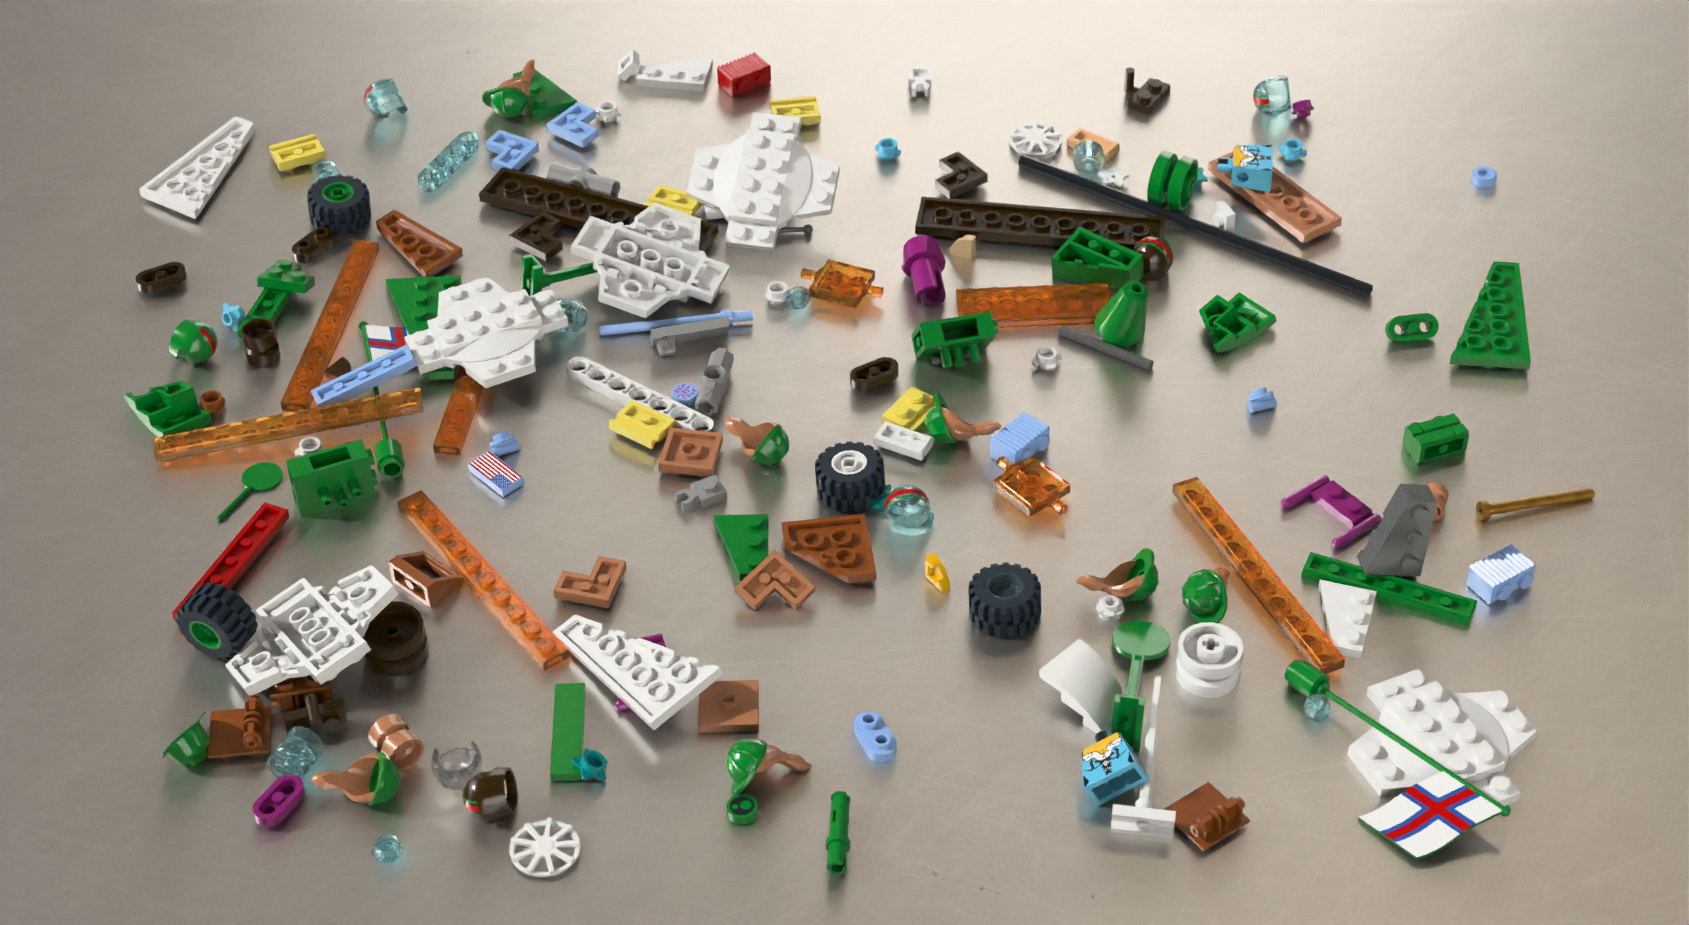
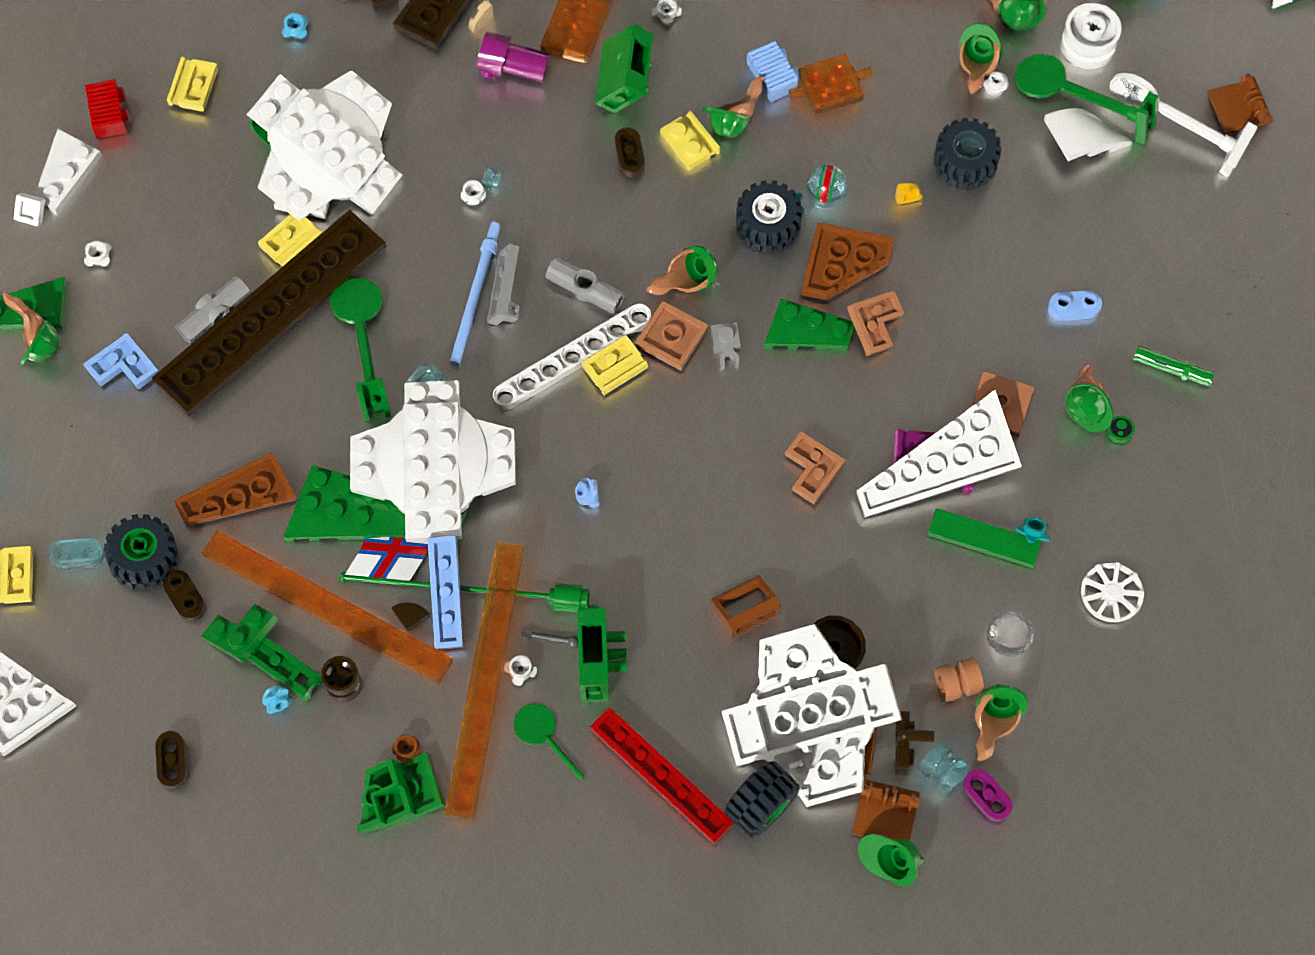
camera: 70 degrees left, 25 degrees up
(193, 341) = (316, 740): green helmet -> none
(387, 848) = (1076, 711): clear light blue plate -> none
(458, 415) = (525, 522): clear orange plate -> none
(463, 146) = (102, 430): clear light blue beam -> none
(483, 580) = (761, 560): clear orange plate -> none
(486, 797) = (1054, 618): dark brown helmet -> none
(496, 473) = (625, 510): tile -> none
(536, 236) = (283, 382): dark brown plate -> none
(574, 126) = (108, 297): light blue plate -> none
(650, 260) = (390, 284): white plate -> none
(685, 393) = (583, 317): light blue tile -> none
(841, 283) = (487, 134): clear orange plate -> none
(903, 440) = (729, 160): white plate -> none
(1110, 767) = (1181, 147): medium azure torso -> none

